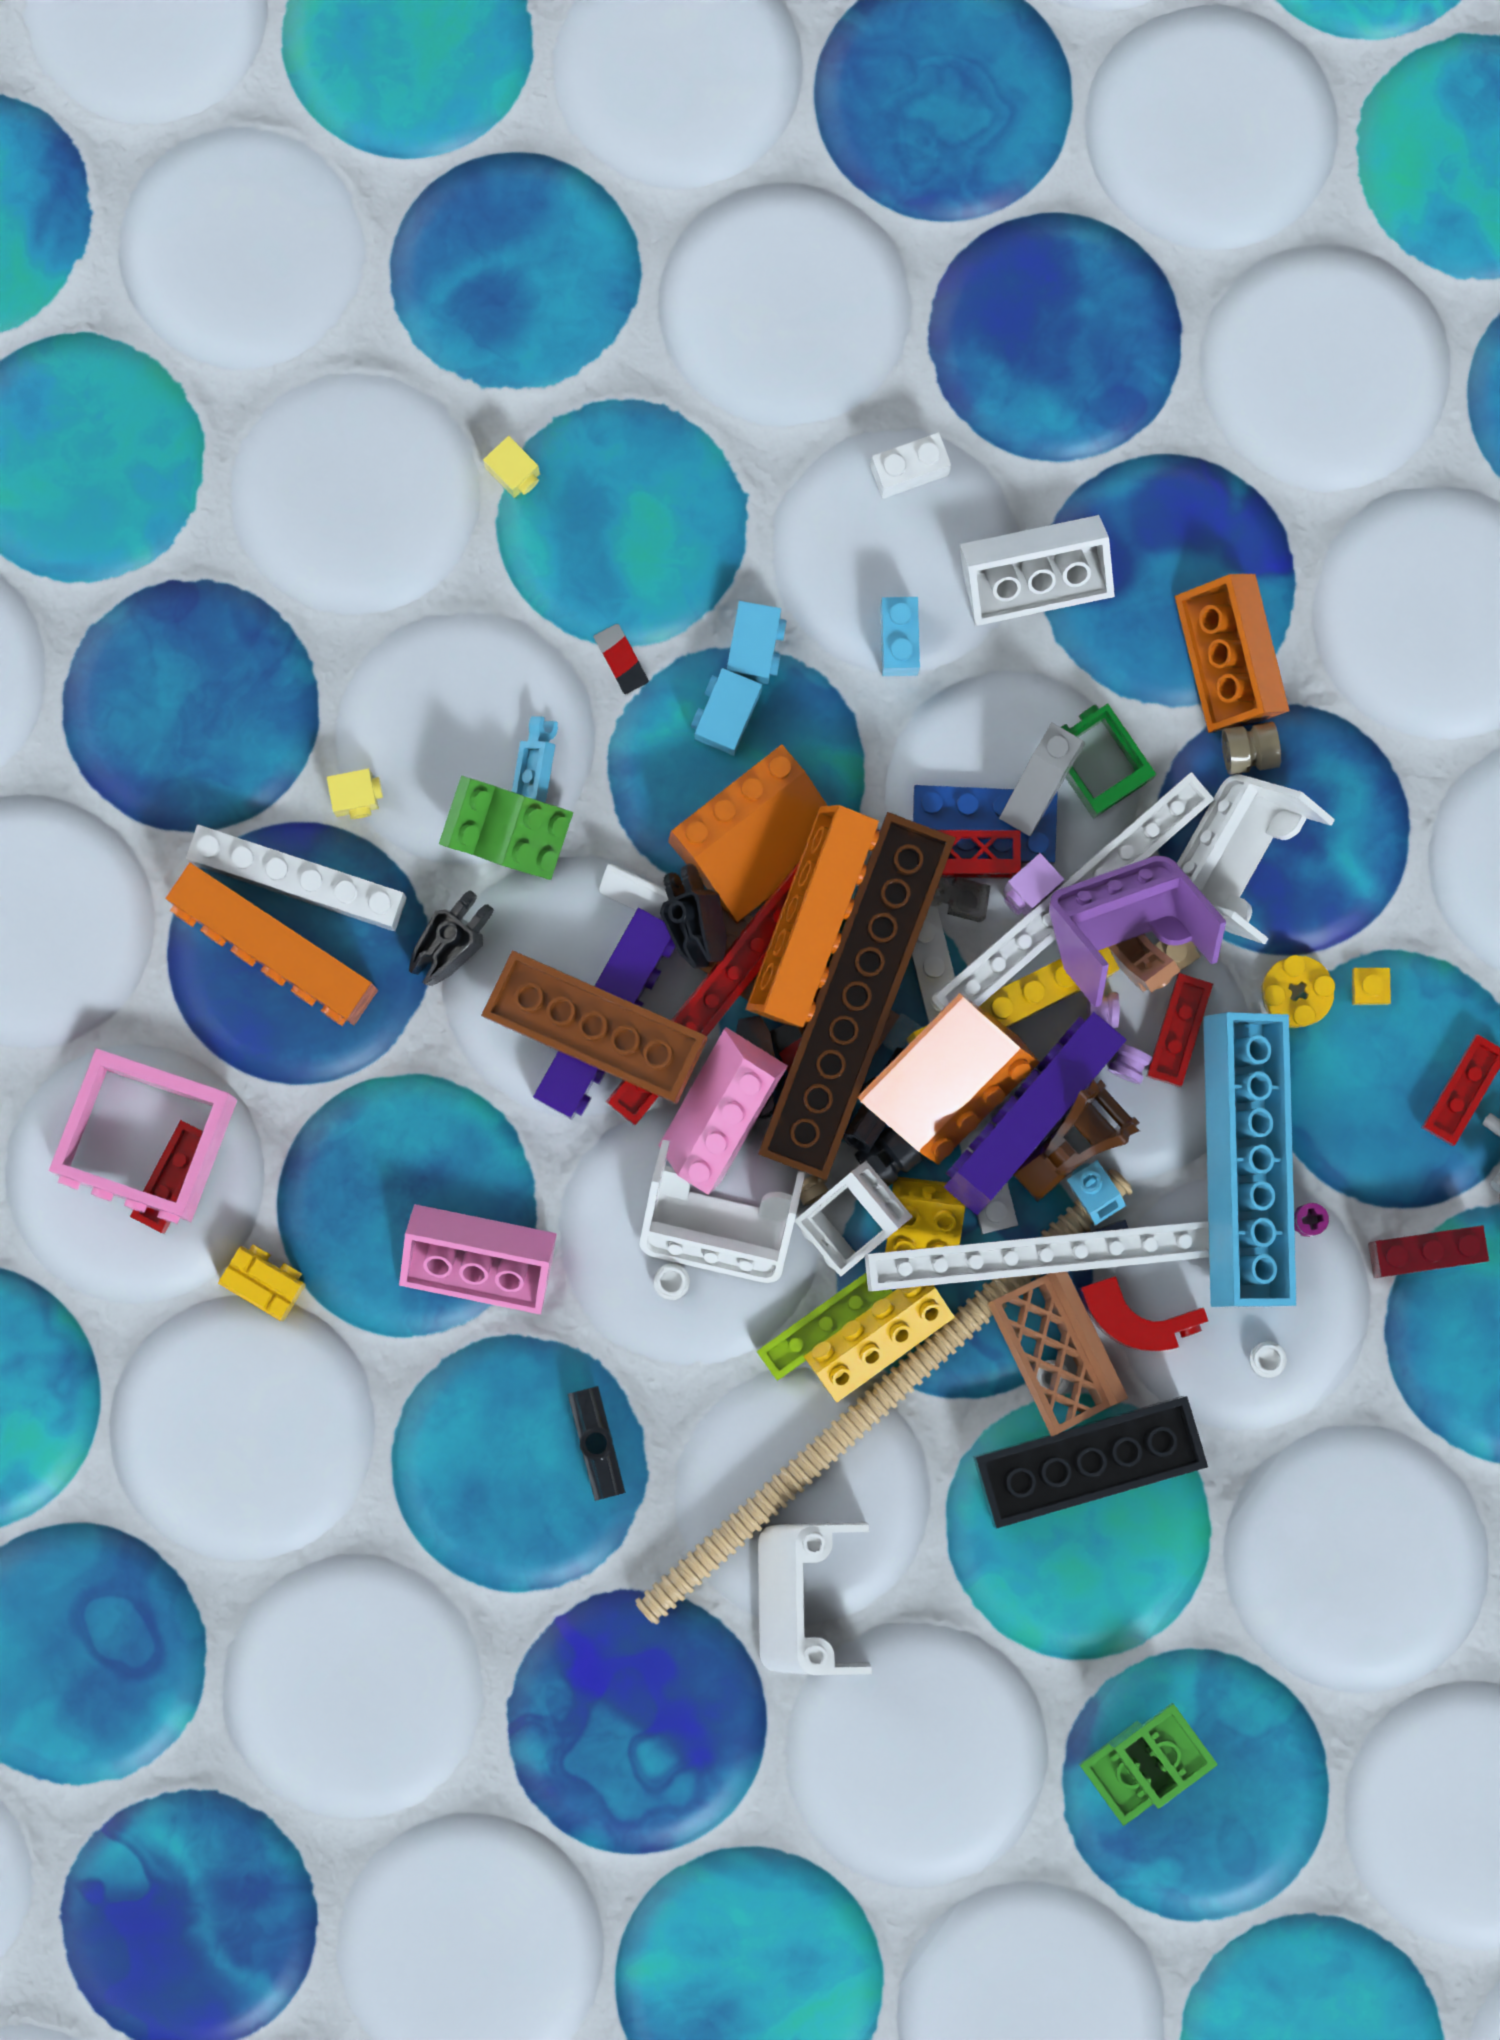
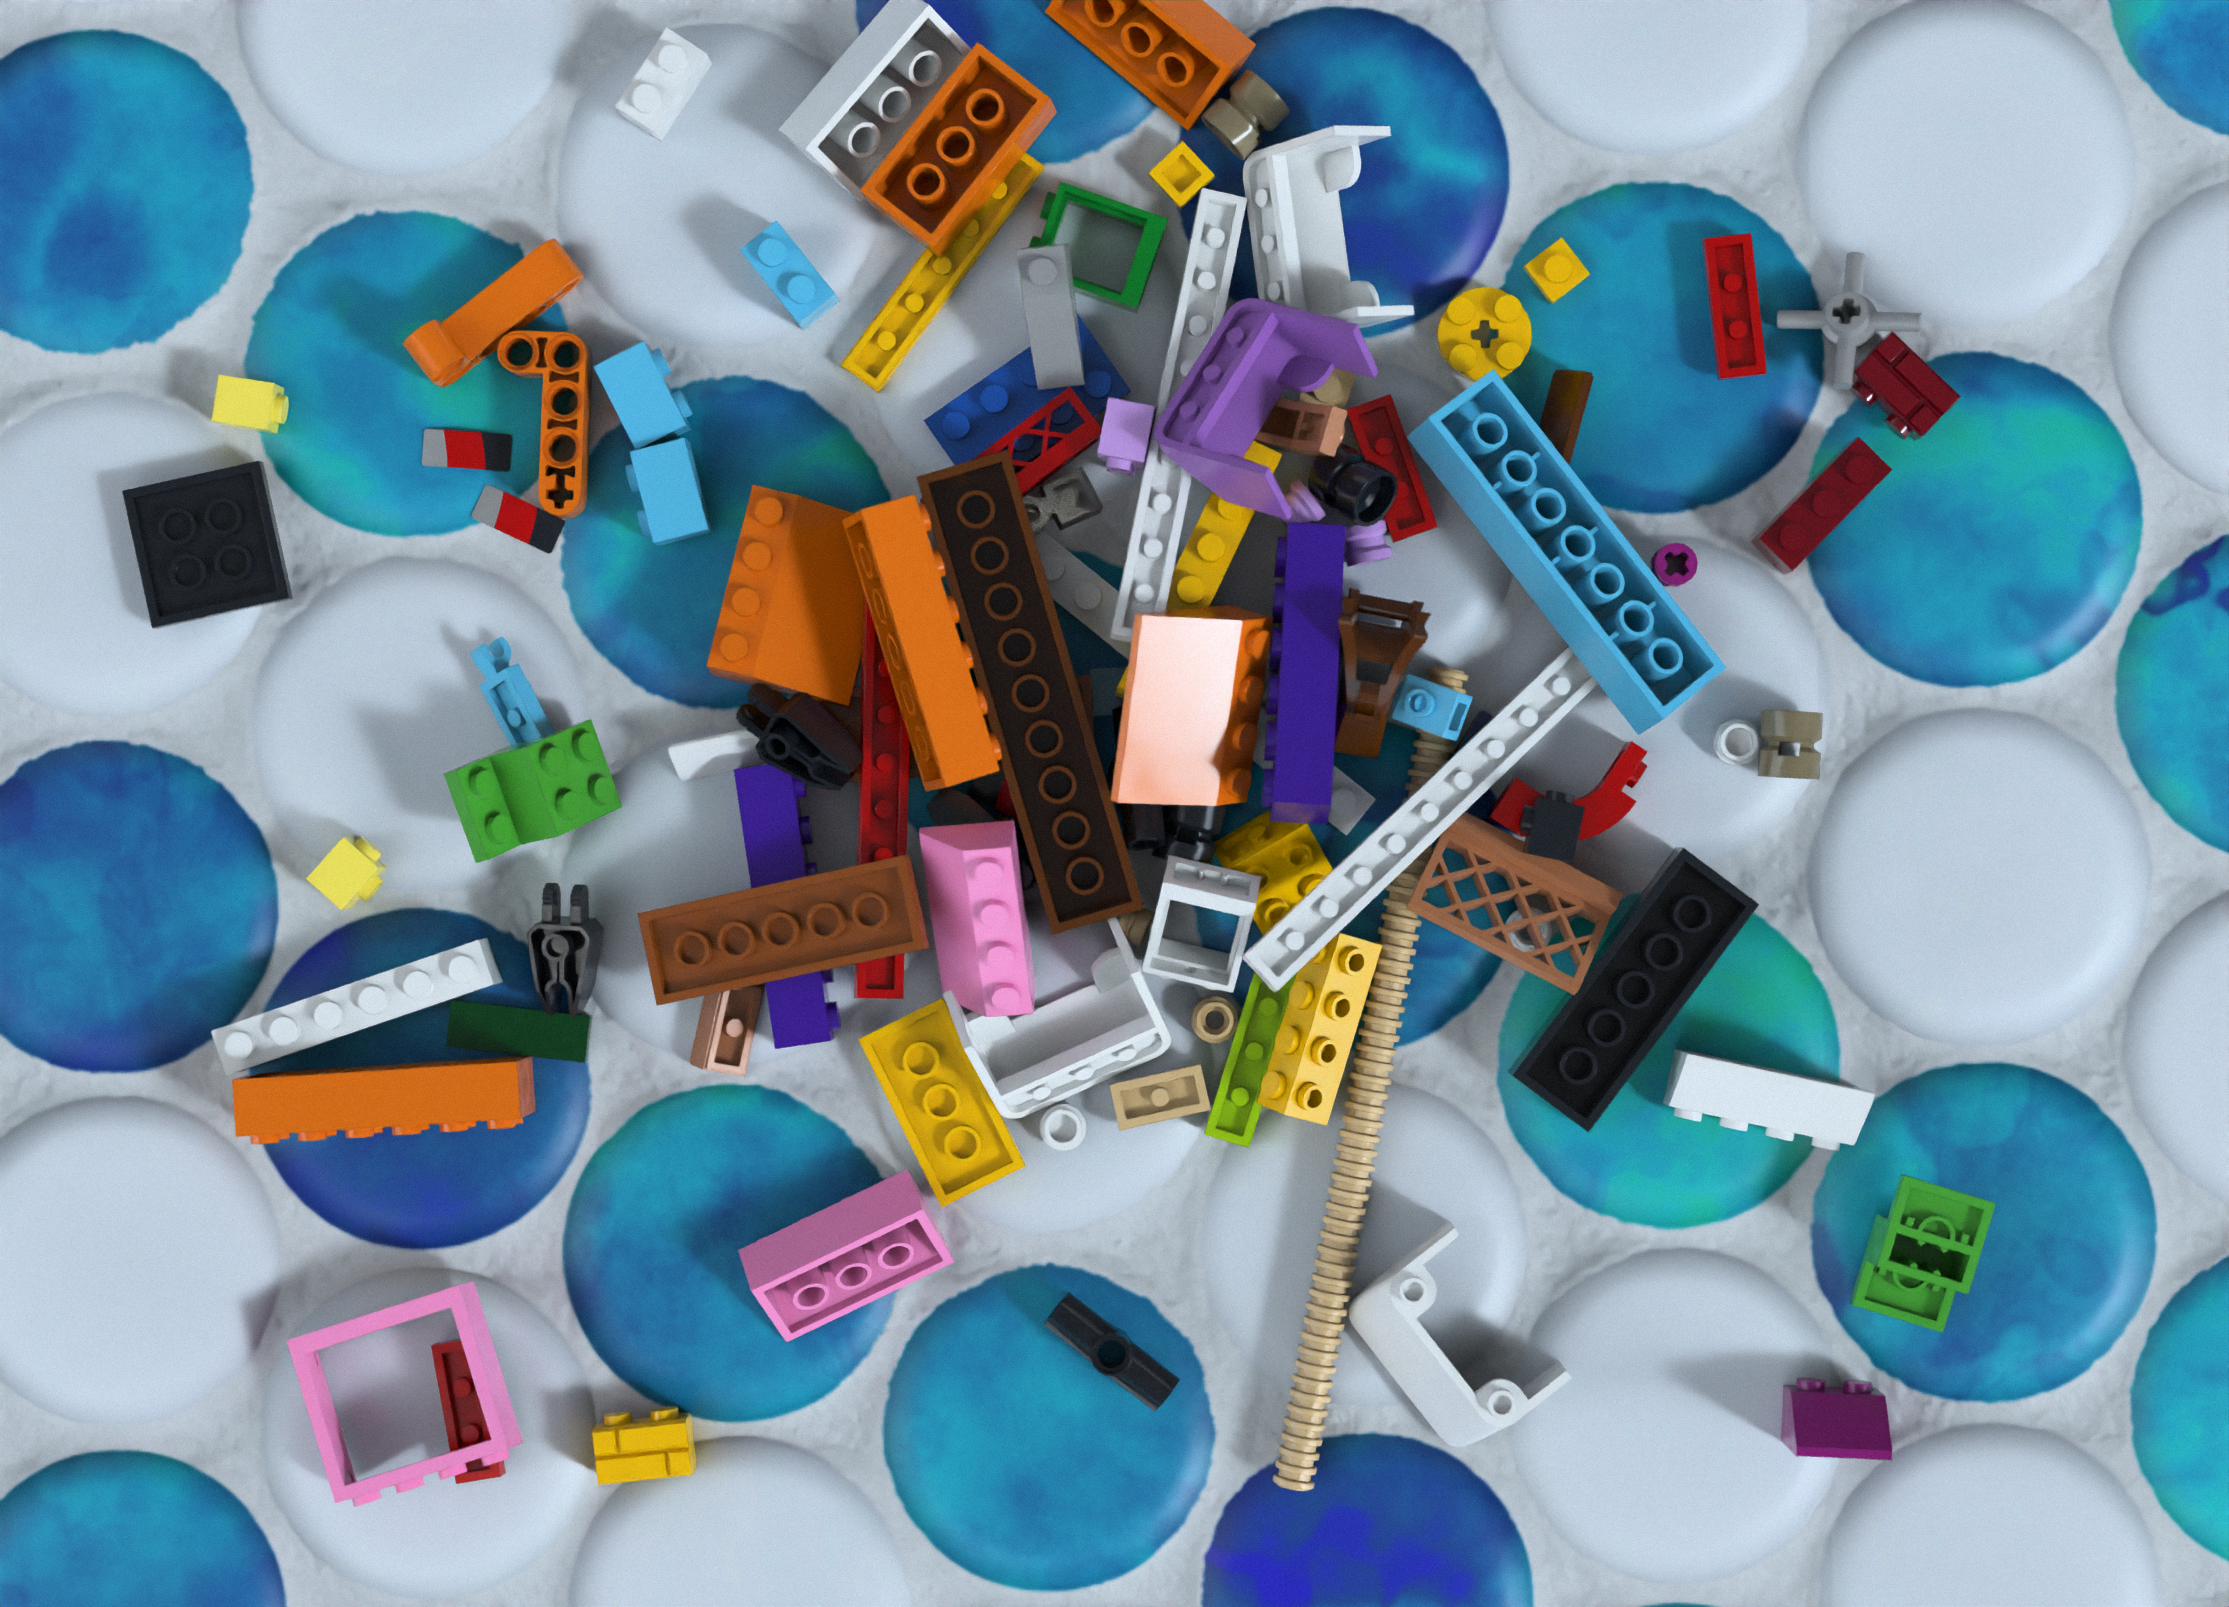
camera: 30 degrees left, 5 degrees up
(382, 968) = (518, 1031): none -> dark green tile
(421, 532) = (207, 544): none -> black plate
(511, 1064) = (727, 1030): none -> nougat slope
(609, 1209) = (941, 1103): none -> yellow plate
(622, 594) = (466, 450): none -> sticker
(687, 619) = (554, 425): none -> orange beam
(702, 525) = (507, 305): none -> orange beam
(746, 1307) = (1160, 1096): none -> tan plate
(826, 1280) = (1209, 1034): none -> tan plate
(996, 701) = (933, 282): none -> yellow tile
(1015, 1829) = (1835, 1420): none -> magenta slope
(1060, 638) = (959, 150): none -> orange brick
(1115, 1321) = (1552, 826): none -> black brick
(1123, 1594) = (1767, 1098): none -> white slope
(1149, 1020) = (1353, 485): none -> black wheel
(1184, 755) = (1181, 175): none -> yellow plate
(1306, 1373) = (1790, 727): none -> dark tan wheel
(1314, 1074) = (1565, 409): none -> reddish brown slope

